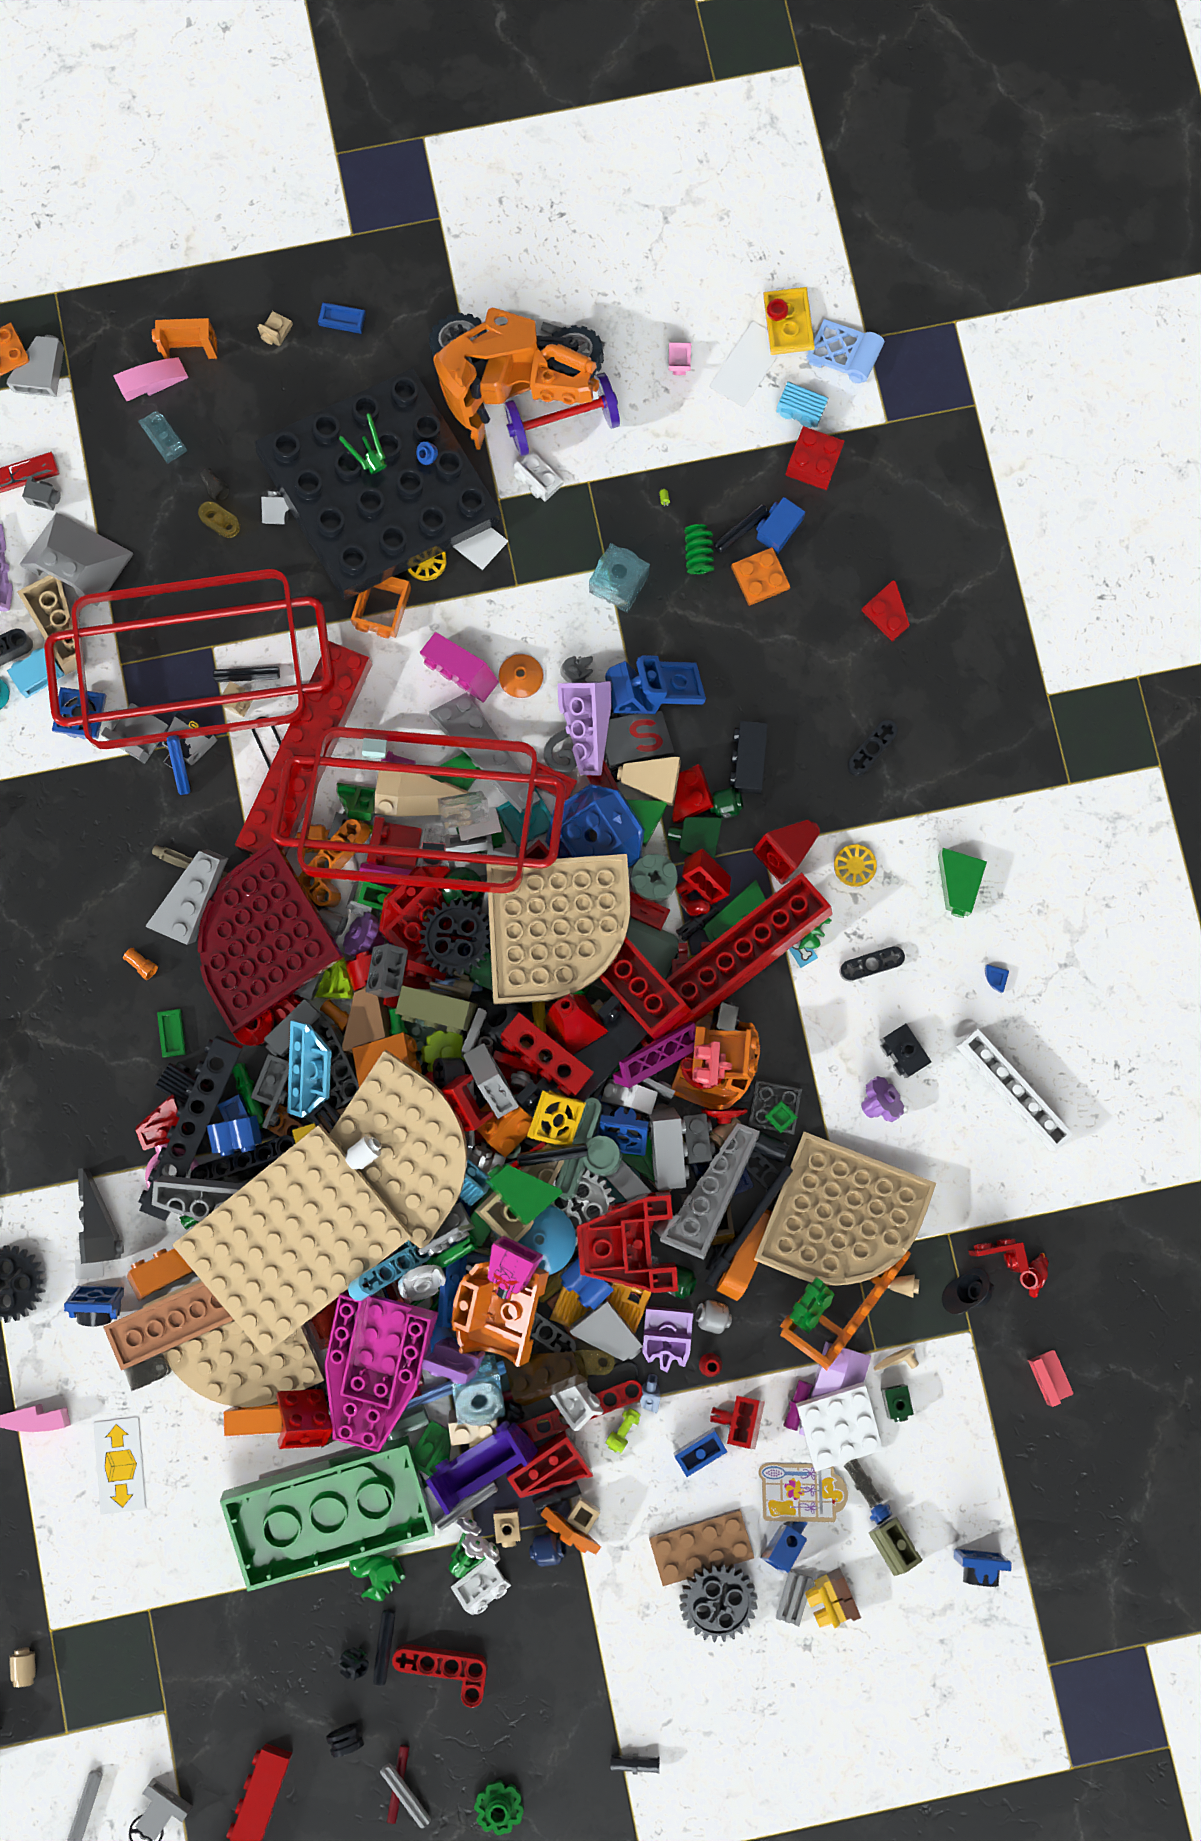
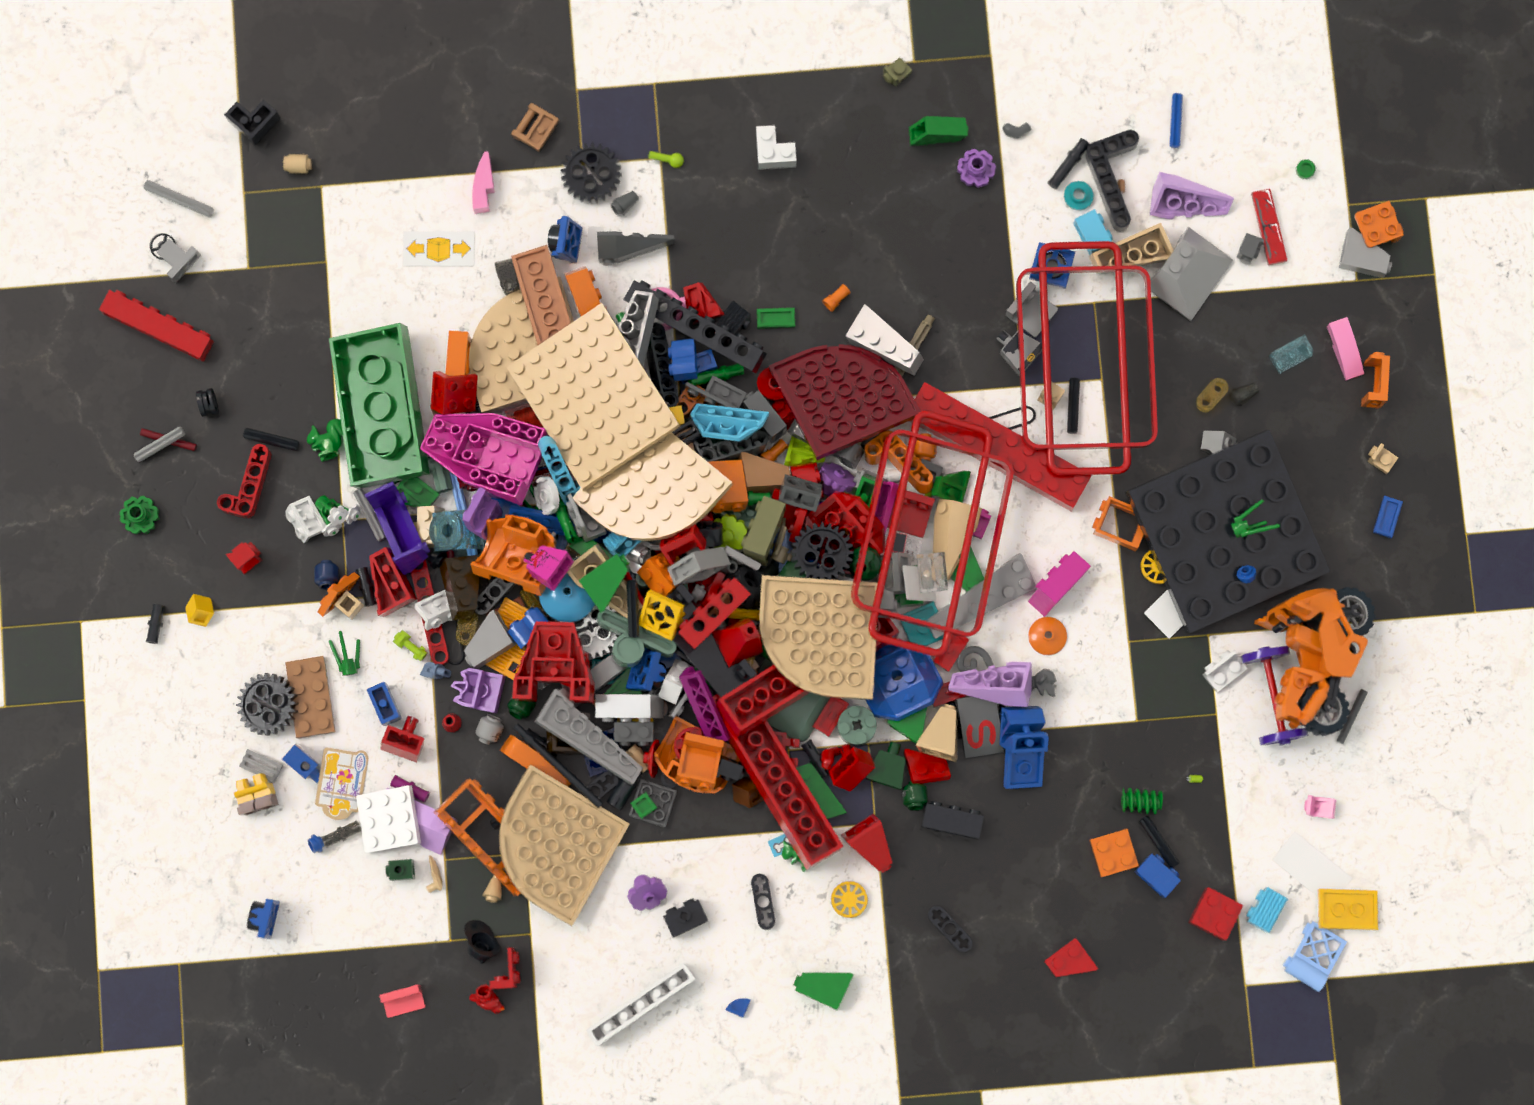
camera: 100 degrees right, 0 degrees up
(44, 1238) = (623, 203): none -> dark grey cone
(178, 764) = (996, 342): blue axle -> none
(353, 1663) = (262, 414): black gear -> none
(363, 1152) = (652, 457): white brick -> none
(374, 748) = (988, 502): light aqua slope -> none
(510, 1518) = (353, 549): tan brick -> none
(538, 1659) = (245, 556): none -> red window
(611, 1708) = (199, 610): none -> yellow panel
(619, 577) = (1122, 728): clear light blue piece -> none
(657, 1505) = (348, 666): none -> green plant
(714, 1064) = (681, 744): coral hips -> none
(749, 997) = (746, 793): none -> reddish brown panel
(777, 310) = (1356, 899): red plate -> none
(812, 1305) = (486, 805): green plate -> none
(895, 1546) = (288, 851): olive brick -> none

